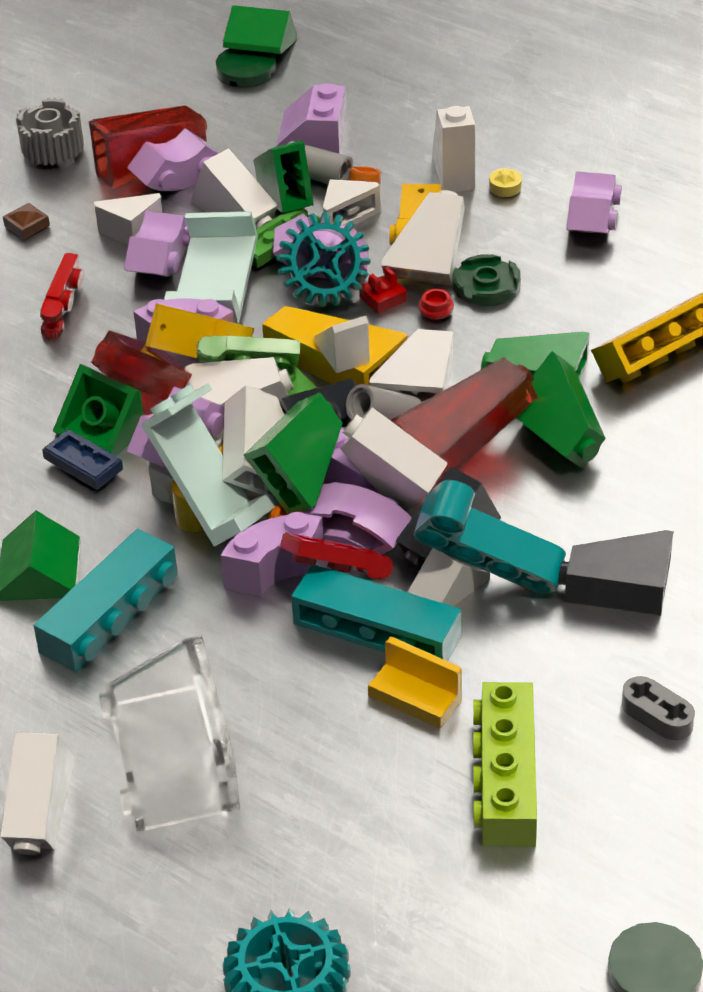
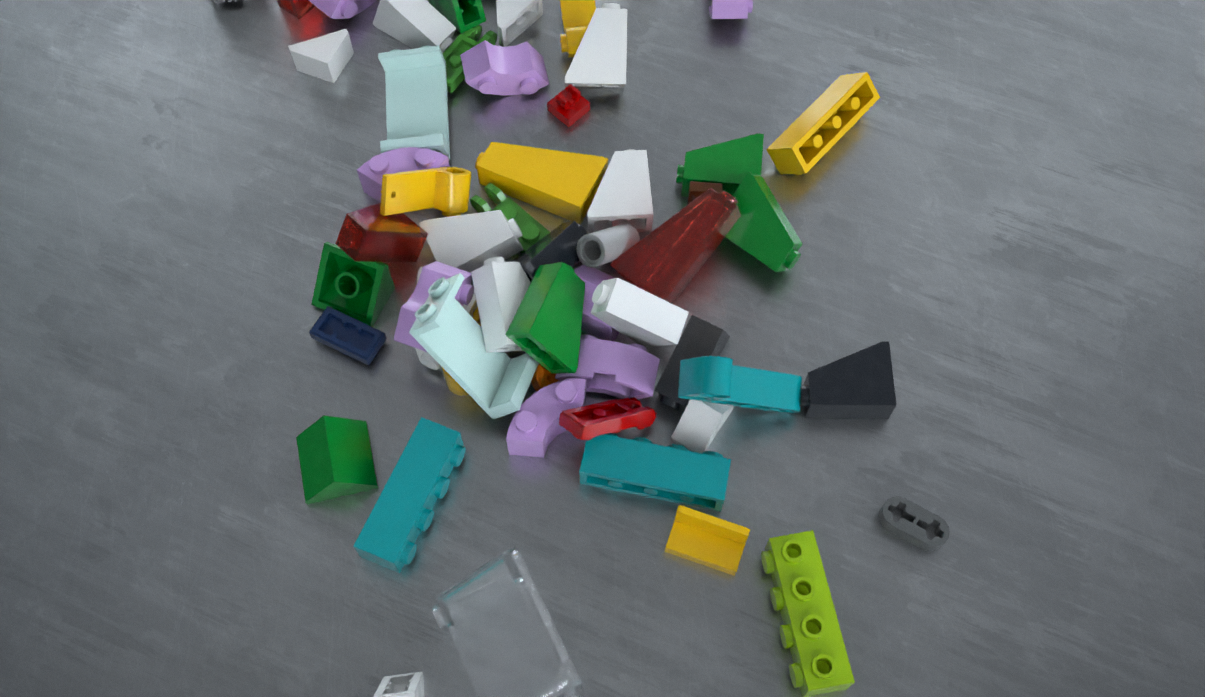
camera: 15 degrees left, 20 degrees up
(26, 221) = (228, 68): reddish brown tile -> none
(60, 296) = (282, 154): red hinge -> none
(158, 245) = (358, 86): lavender brick -> none
(230, 348) = (471, 202): hinge -> none
(314, 245) = (523, 79): teal gear -> none
(345, 344) = (558, 182): white slope -> none
(436, 304) = (618, 114): red plate -> none
(486, 280) = (654, 79): dark green tile -> none

